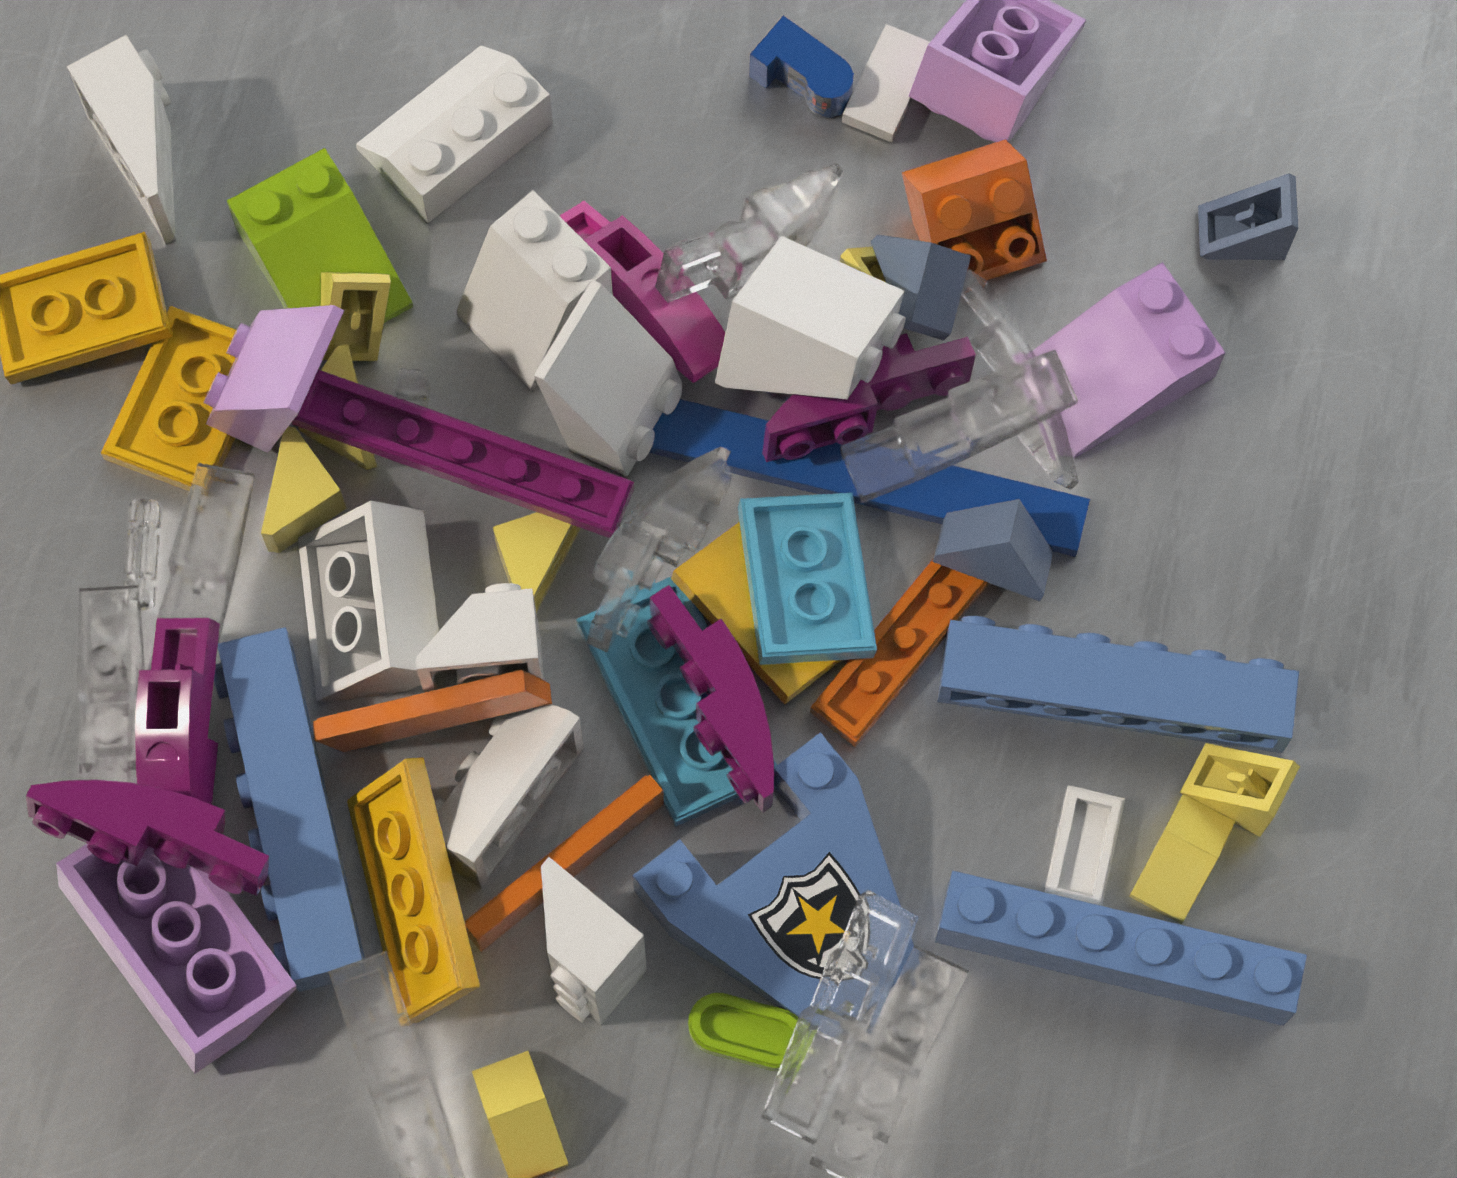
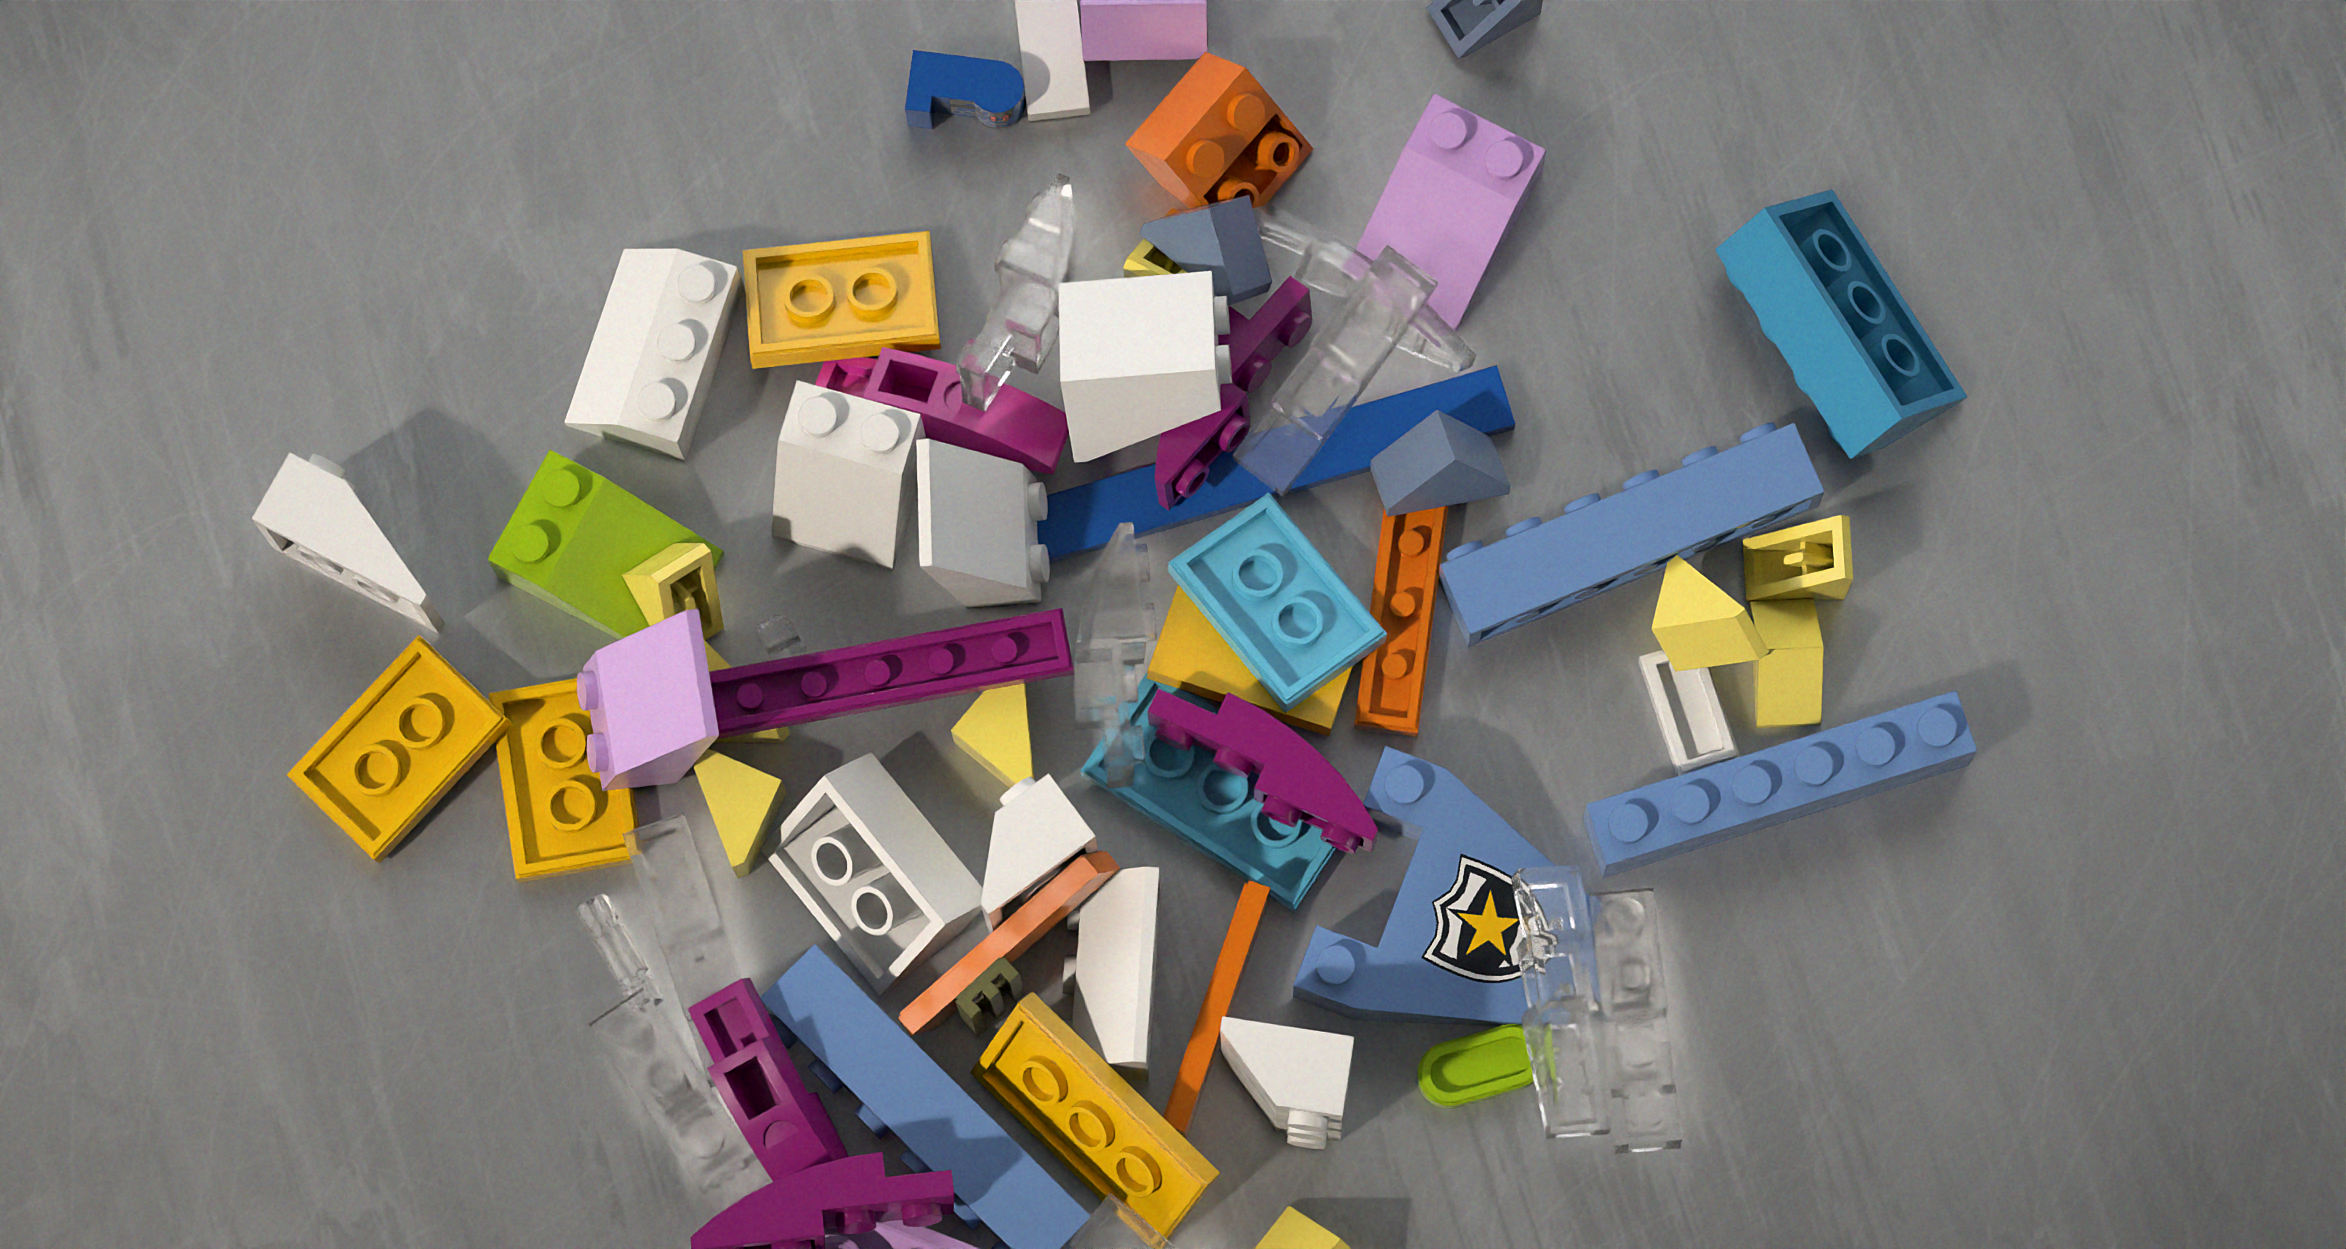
camera: 25 degrees left, 5 degrees up
(393, 752) = (1007, 982): none -> olive tile
(616, 168) = (840, 299): none -> yellow tile
(1130, 783) = (1701, 622): none -> light yellow slope
(1382, 618) = (1839, 322): none -> dark azure slope

